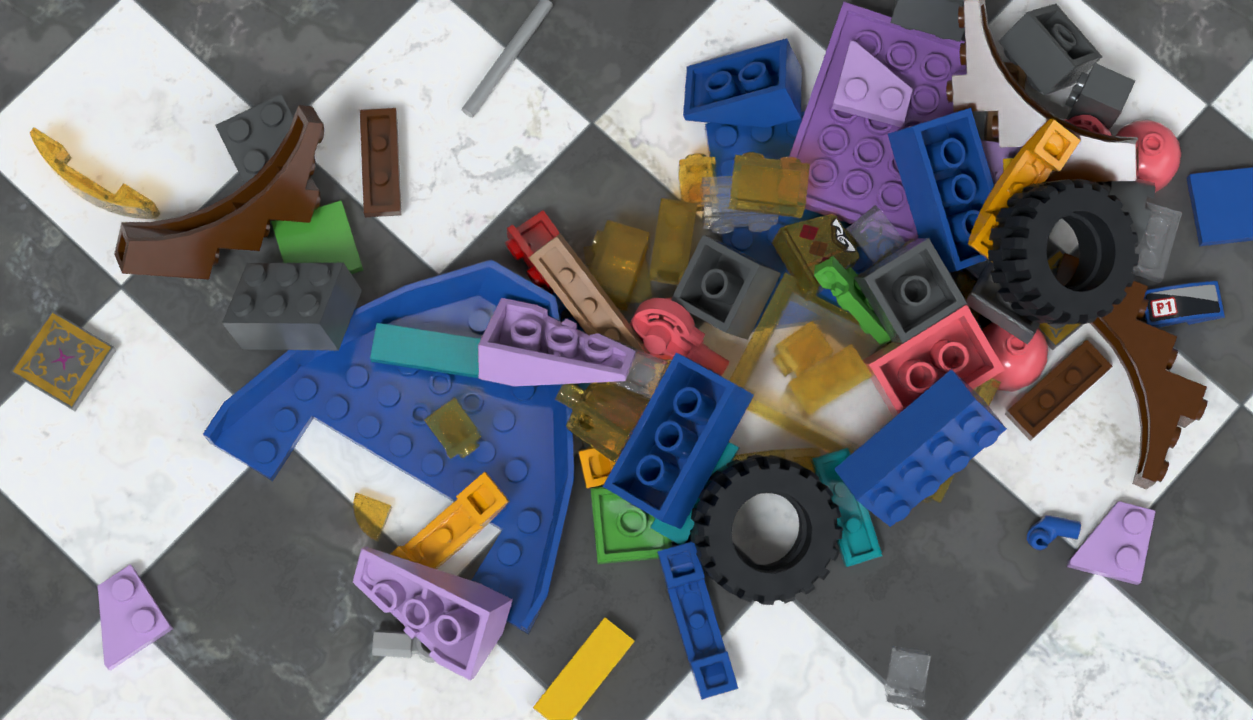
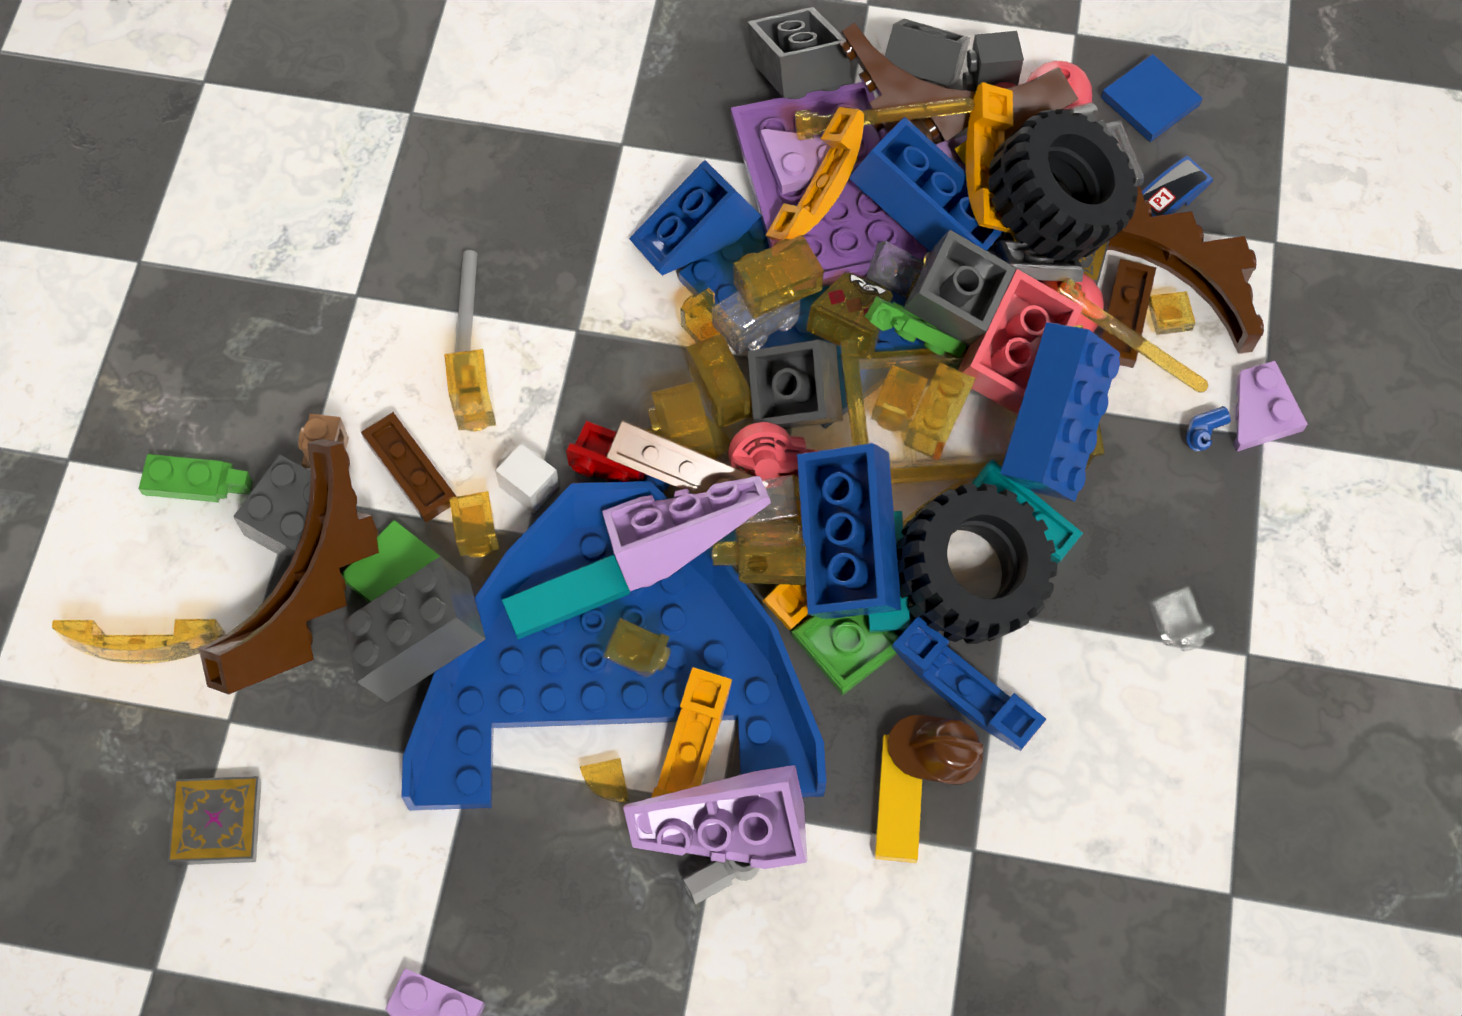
camera: 30 degrees left, 10 degrees down
(209, 67) = (192, 478): none -> bright green hinge
(328, 100) = (318, 428): none -> medium nougat brick
(399, 244) = (474, 524): none -> clear yellow brick
(464, 129) = (470, 390): none -> clear yellow brick
(465, 228) = (526, 477): none -> white brick
(637, 655) = (936, 749): none -> reddish brown piece
(868, 127) = (844, 139): none -> light orange slope
(892, 63) = (811, 124): none -> clear yellow piece
(1008, 353) = (1072, 291): none -> clear yellow piece
(1097, 414) = (1171, 313): none -> clear yellow plate

